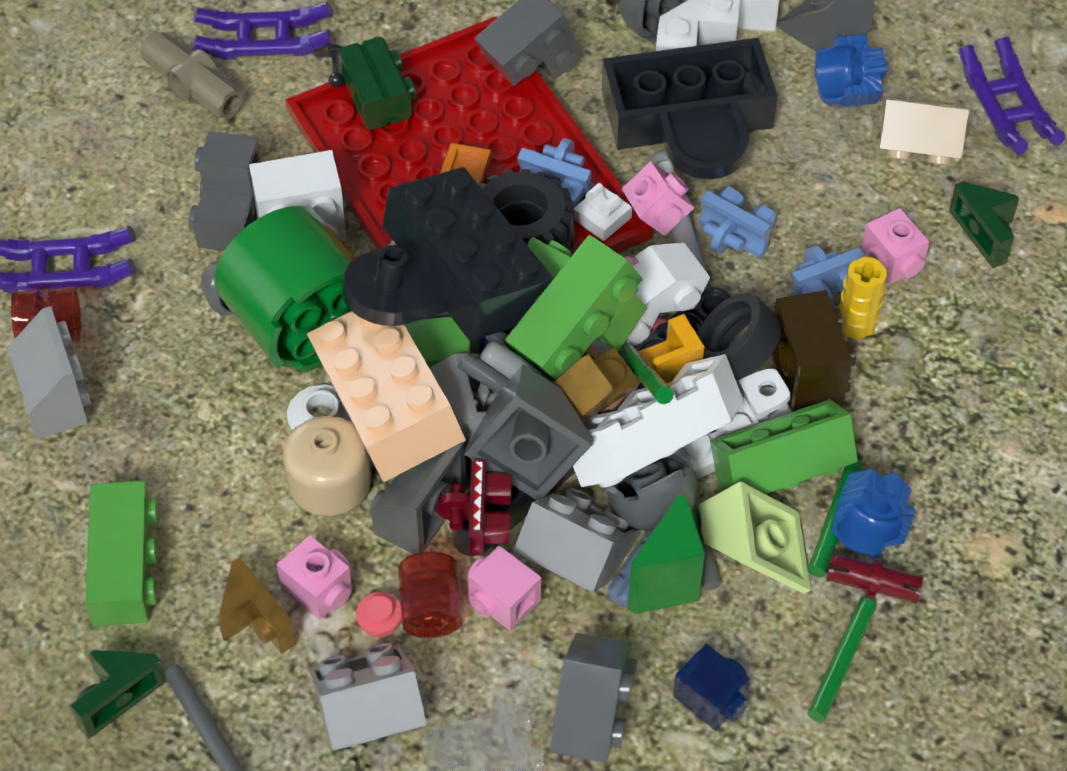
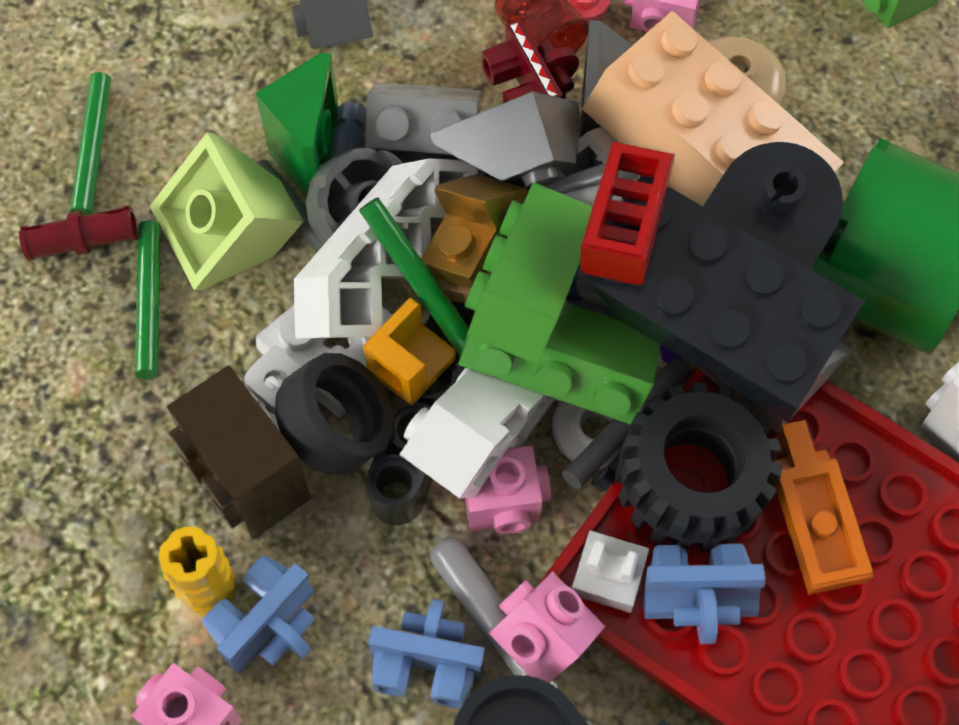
camera: 155 degrees right, 10 degrees up
(503, 588) = (459, 48): bright pink brick -> none
(519, 243) = (618, 251): none -> red slope
(712, 687) = (213, 48): clear blue brick -> none
(786, 449) = (226, 319): bright green brick -> none
(873, 512) = (105, 299): blue hair -> none

